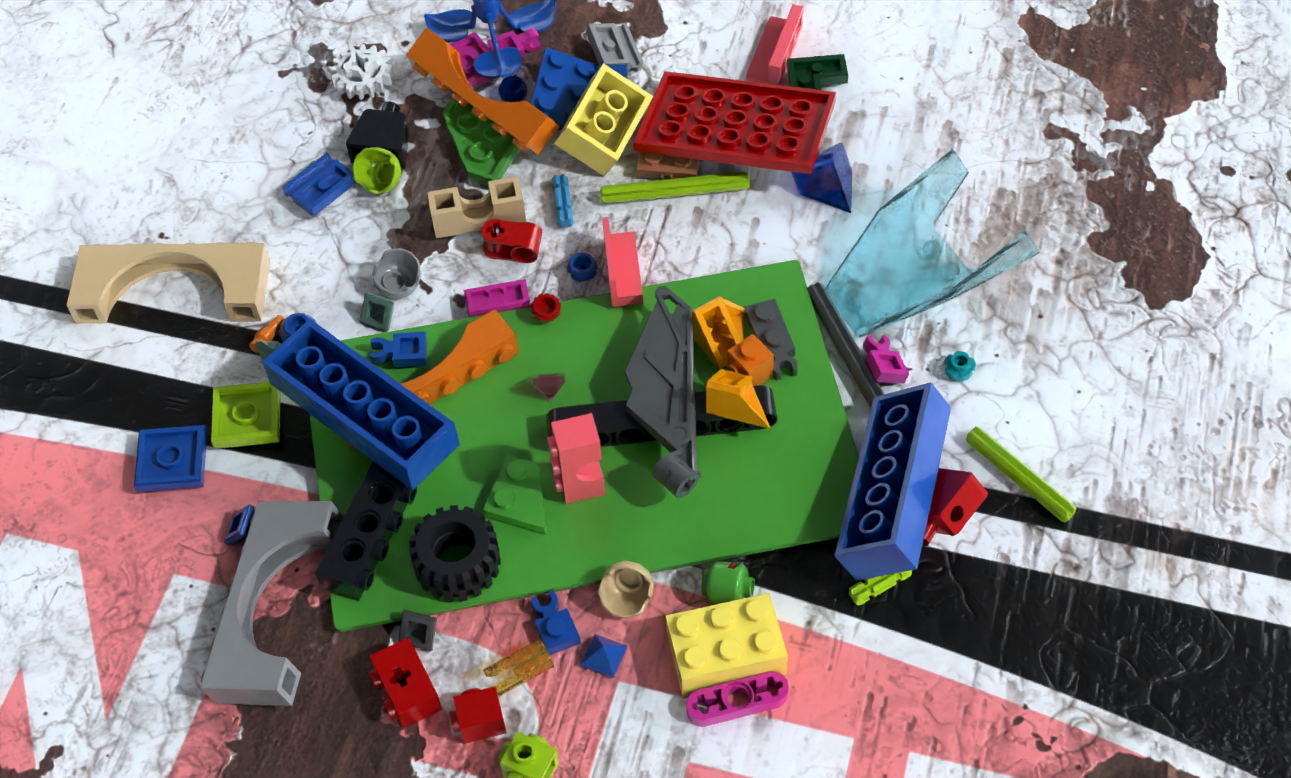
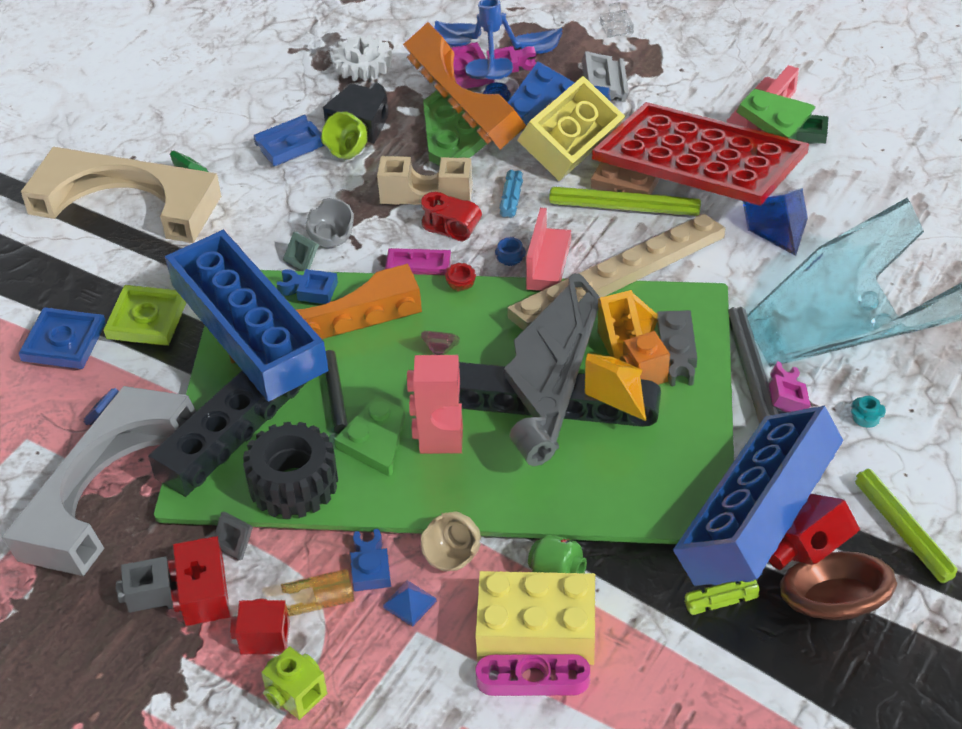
camera: 15 degrees right, 10 degrees down
(224, 233) = (184, 161): none -> green slope
(358, 690) = (145, 585): none -> dark grey brick
(470, 469) = (335, 393): none -> pearl dark grey bar
(696, 266) = (627, 266): none -> tan plate
(795, 63) = (775, 112): none -> bright green wing
(983, 553) = (839, 586): none -> copper piece

